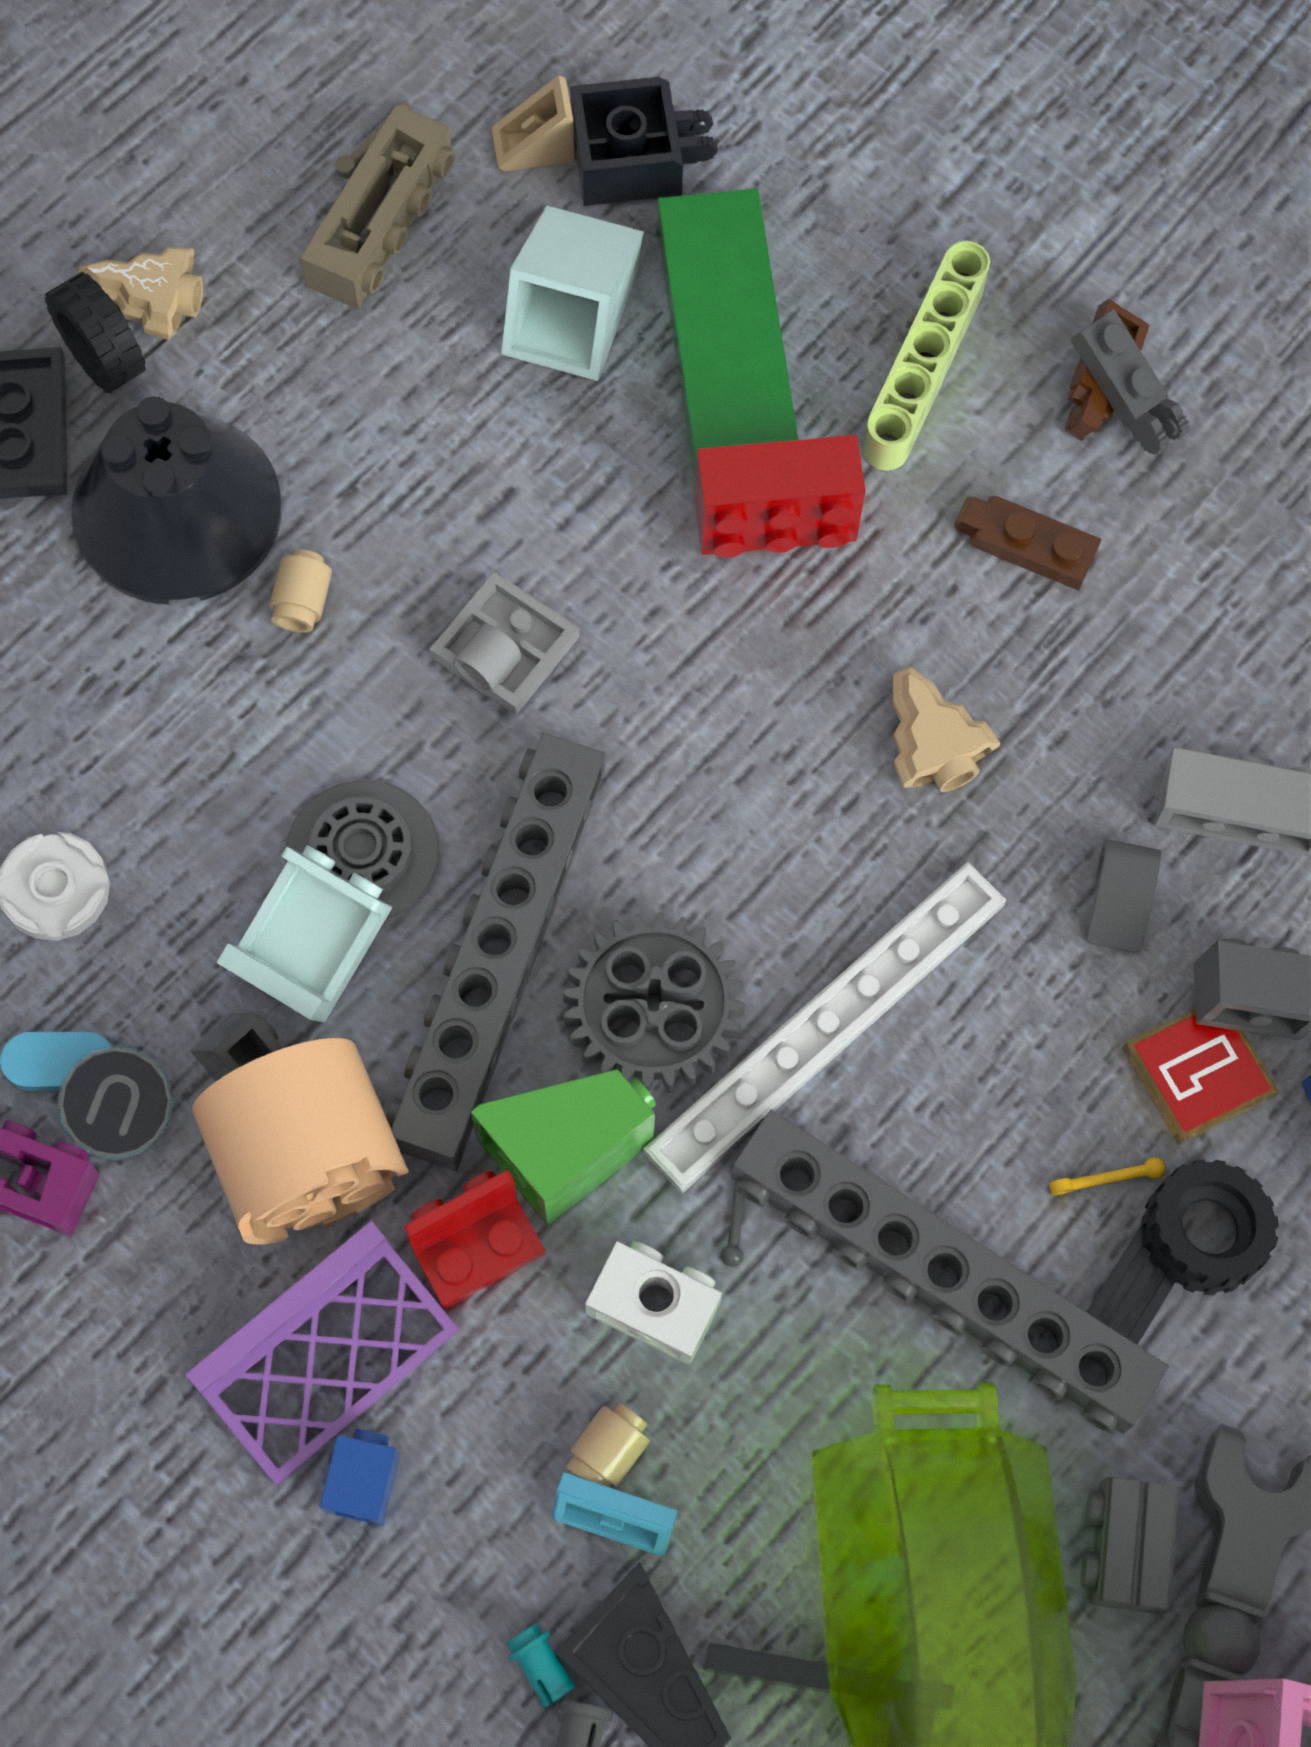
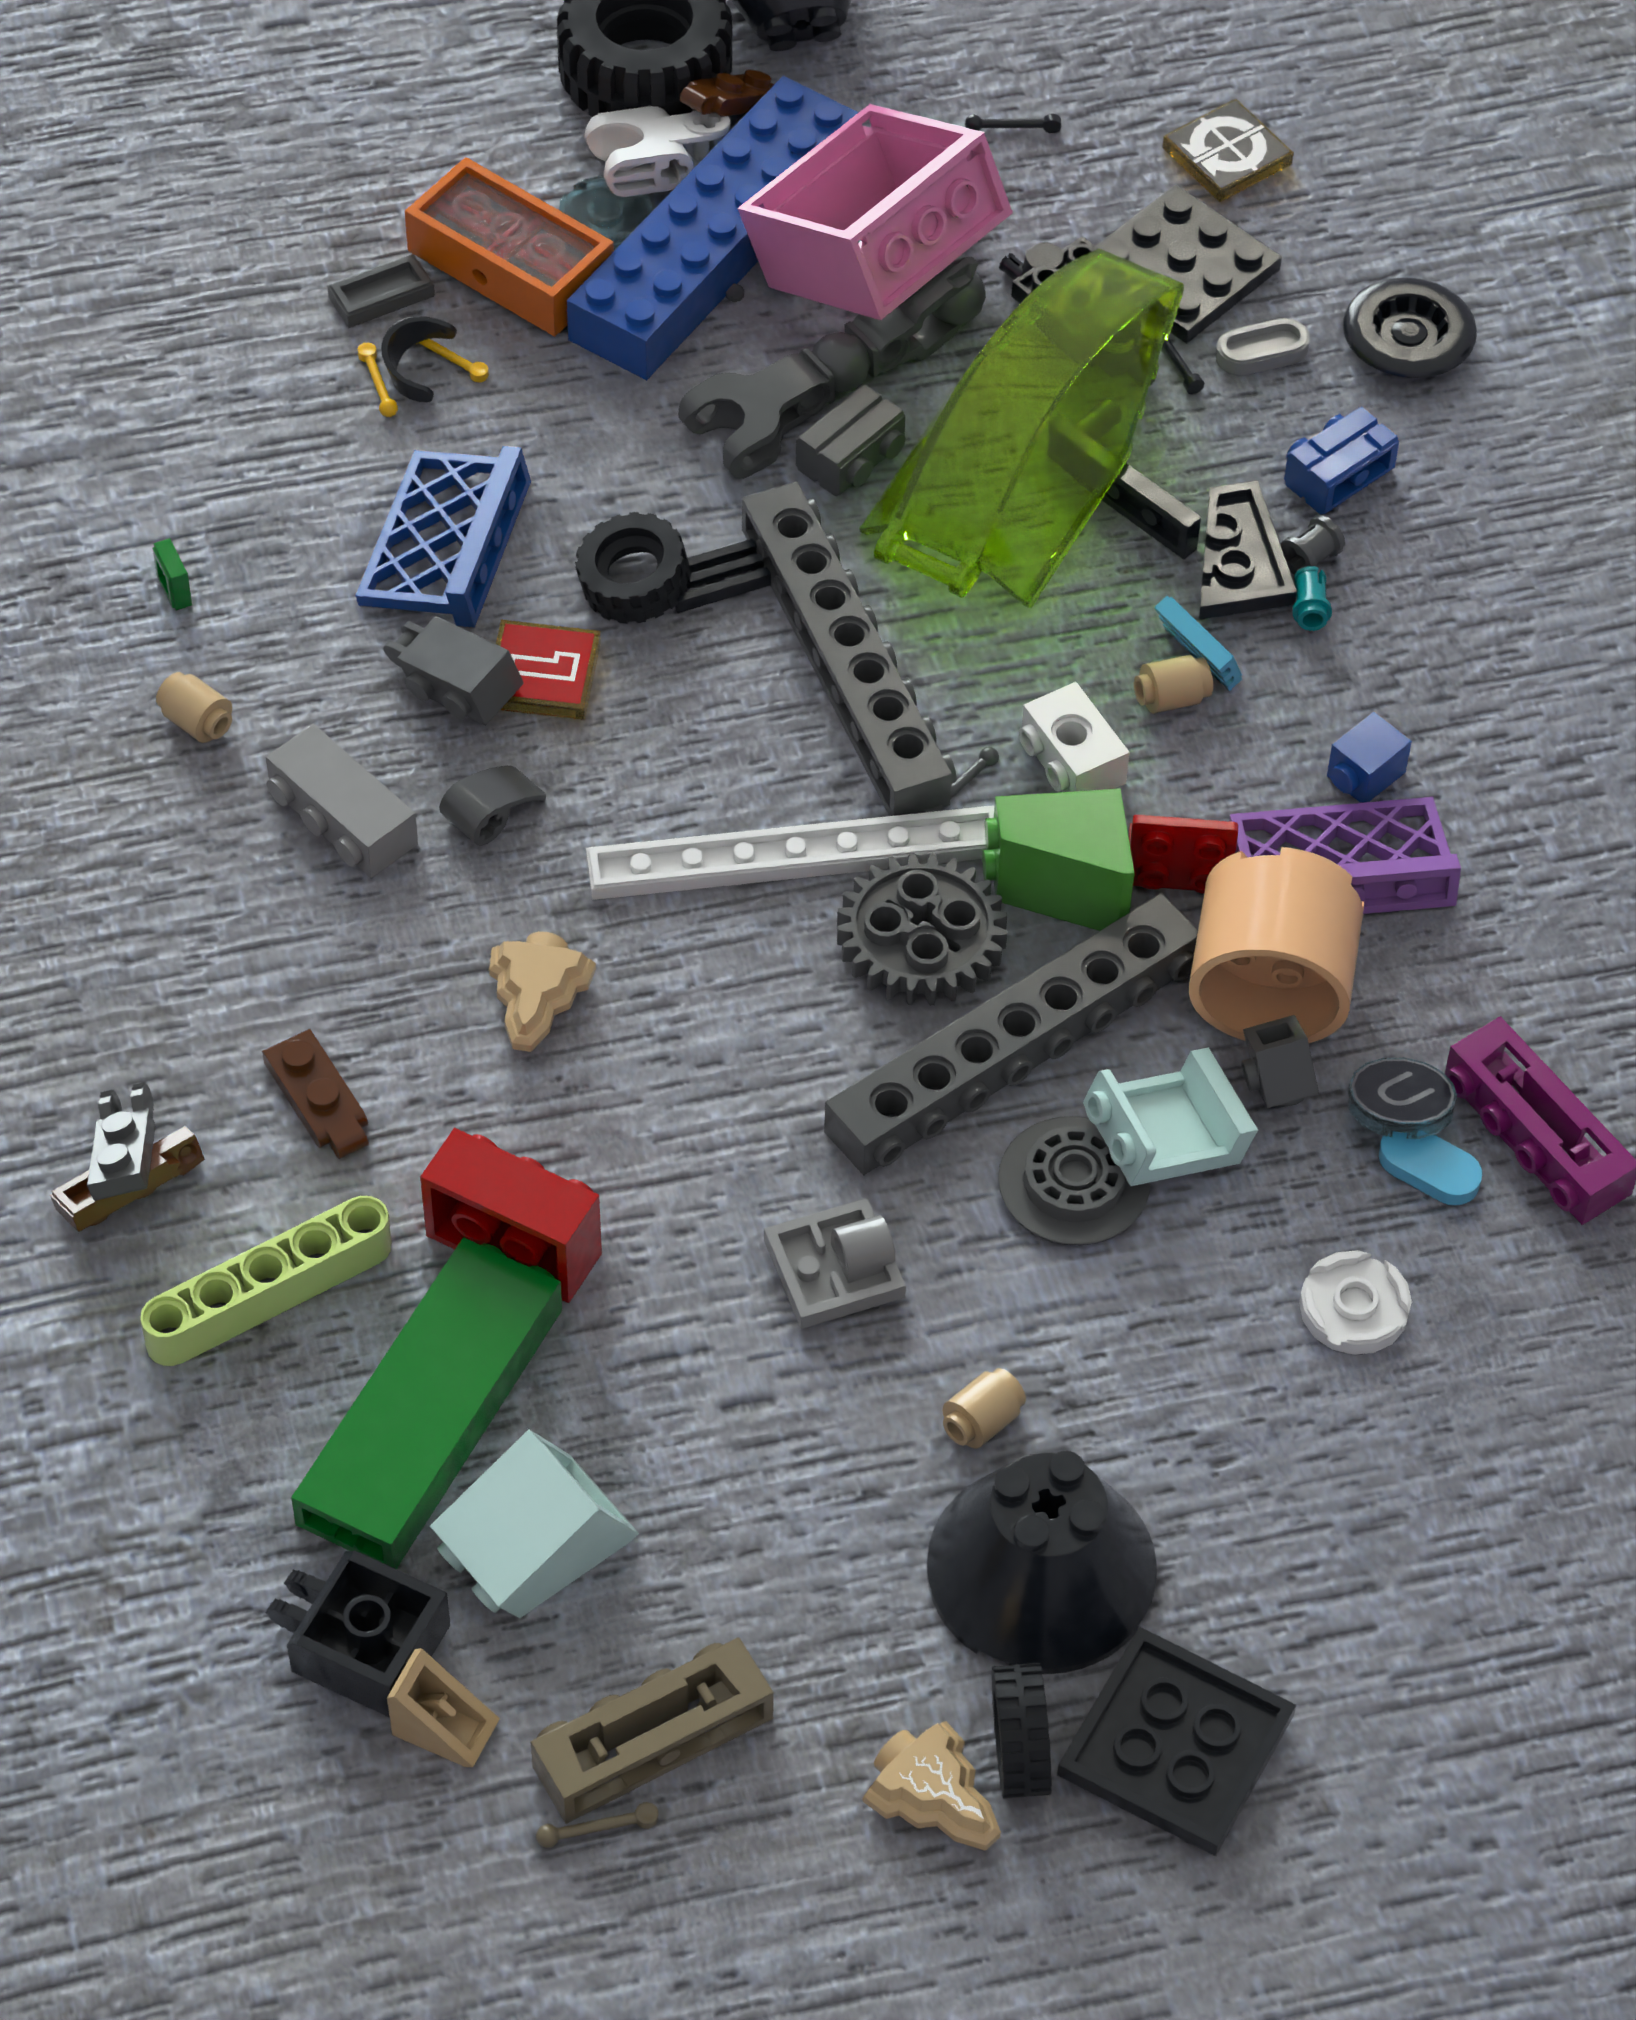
camera: 145 degrees left, 15 degrees down
(1152, 1168) = (709, 659): yellow hinge -> none

